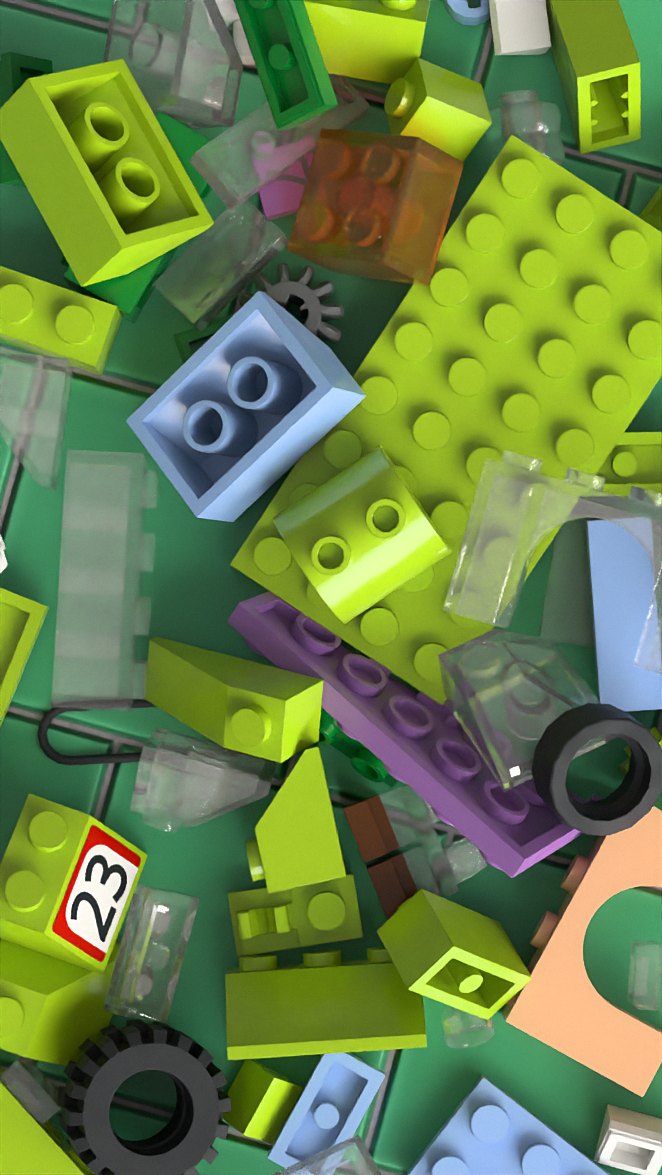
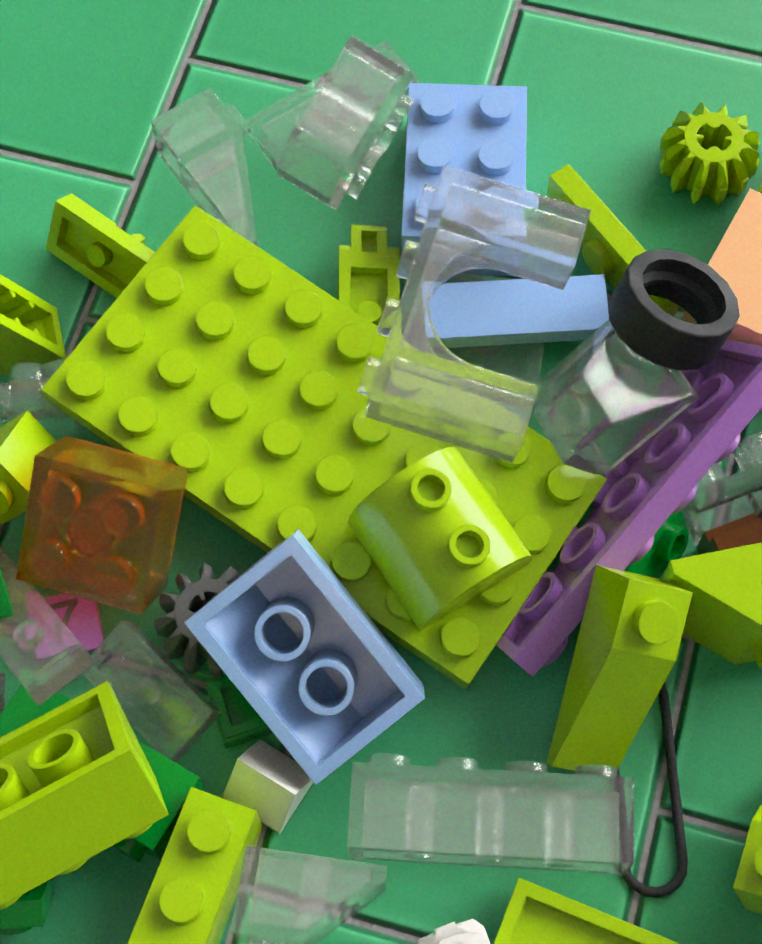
camera: 90 degrees left, 20 degrees down
(133, 375) = (268, 783): none -> slope
(195, 780) = (704, 709): clear slope -> none

